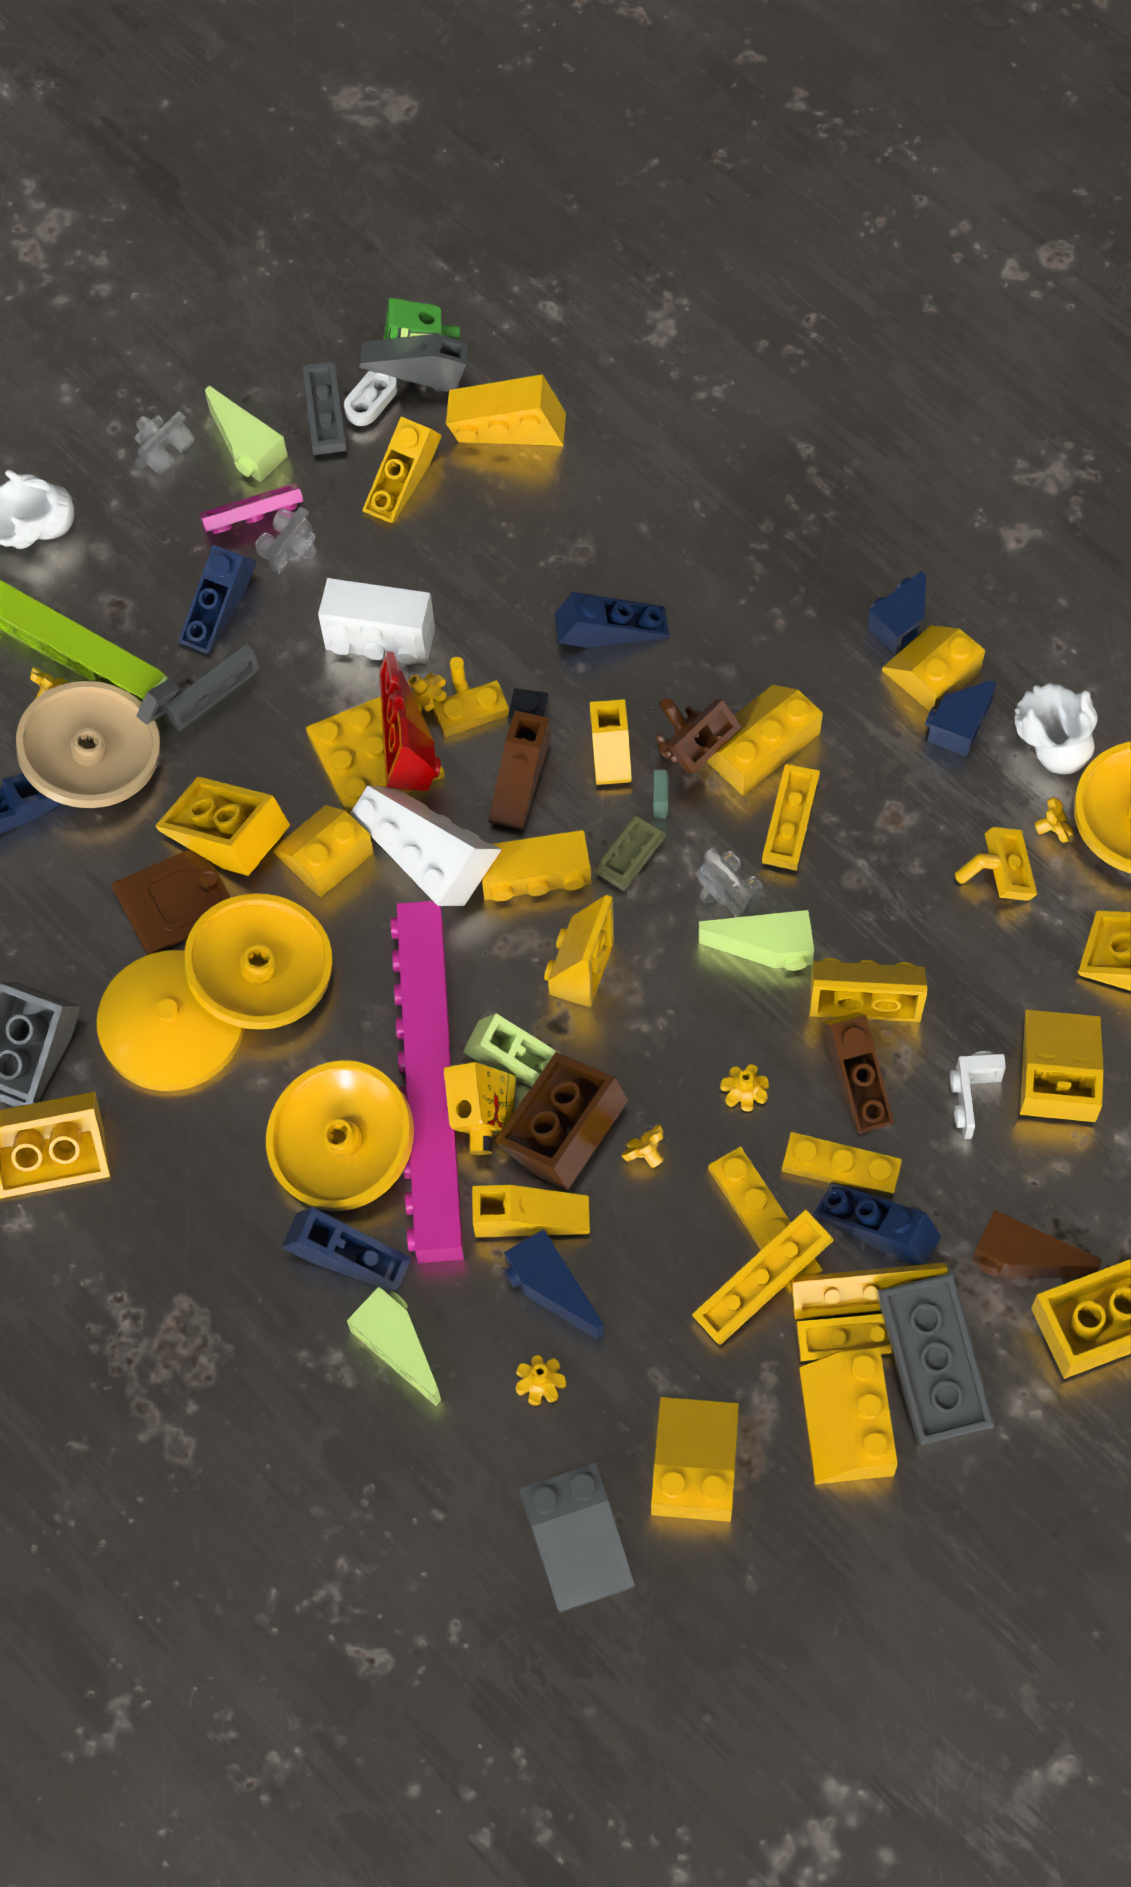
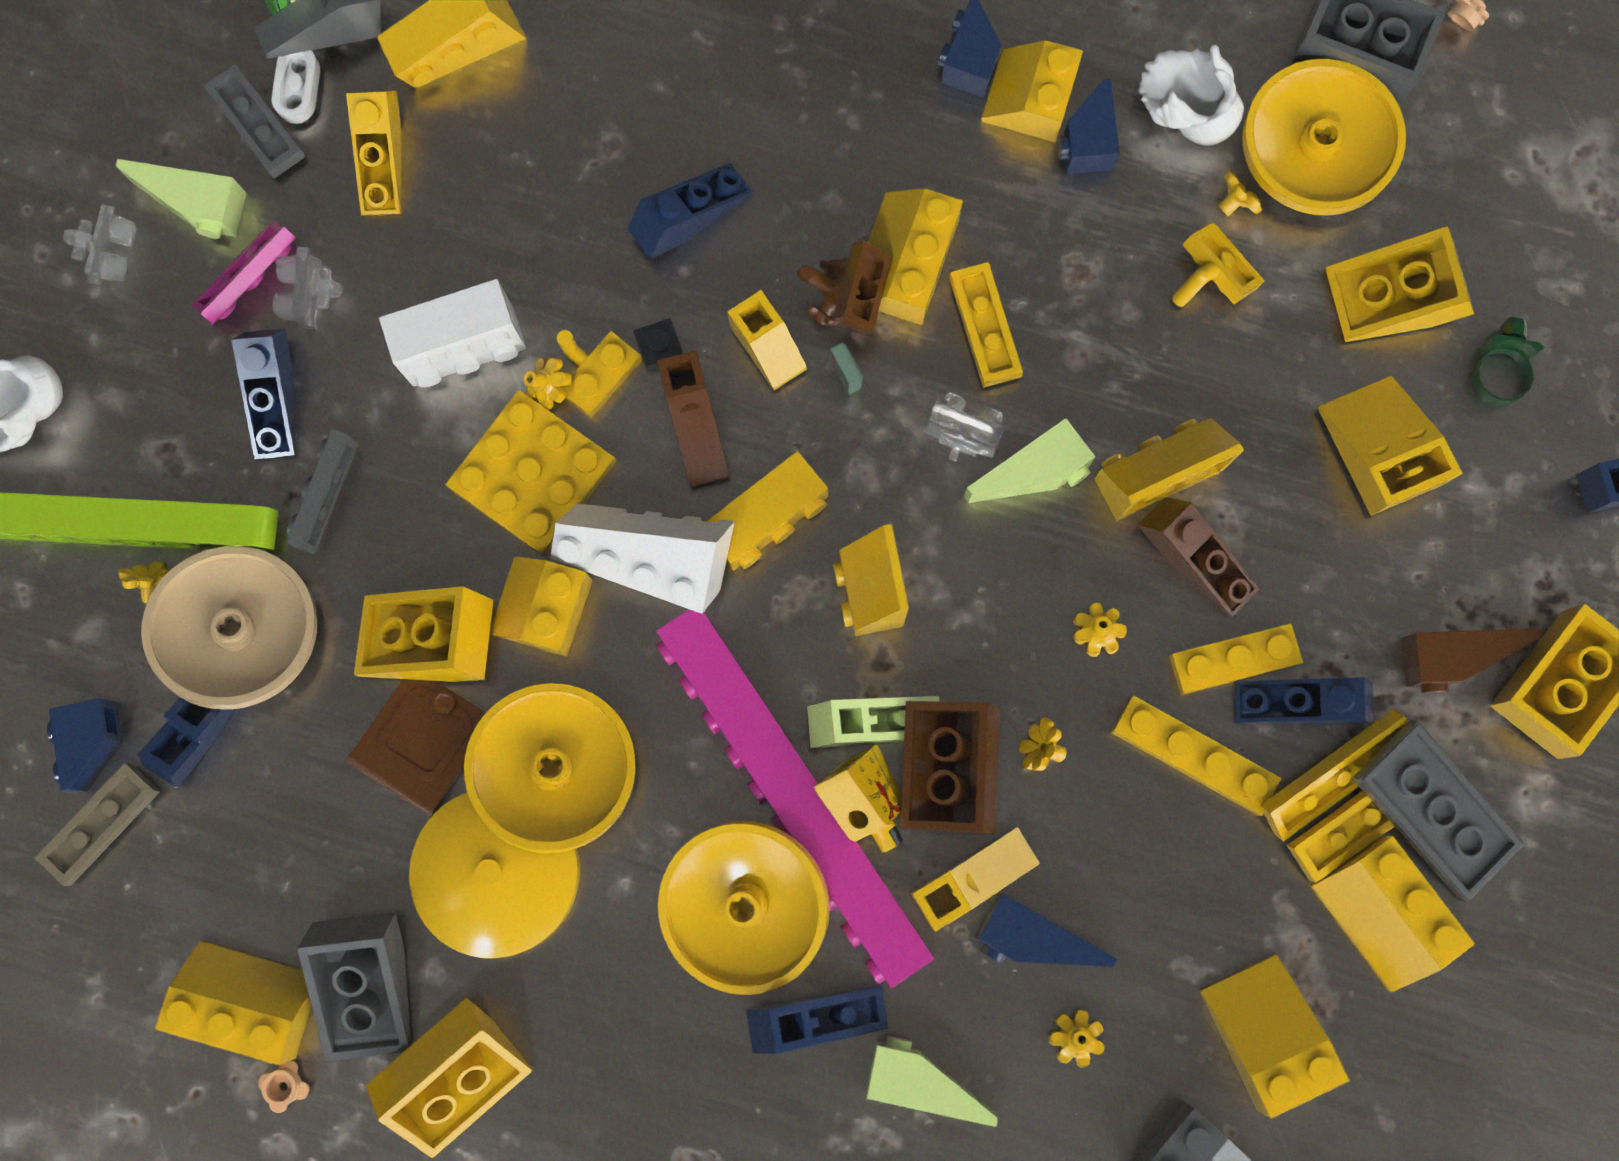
camera: 30 degrees left, 15 degrees up
(155, 701) = (274, 543): dark grey tile -> none
(406, 738) = (560, 446): red wedge -> none
(629, 852) = (850, 446): olive plate -> none
(762, 1277) = (1237, 822): yellow plate -> none
(977, 1068) = (1306, 517): white bracket -> none

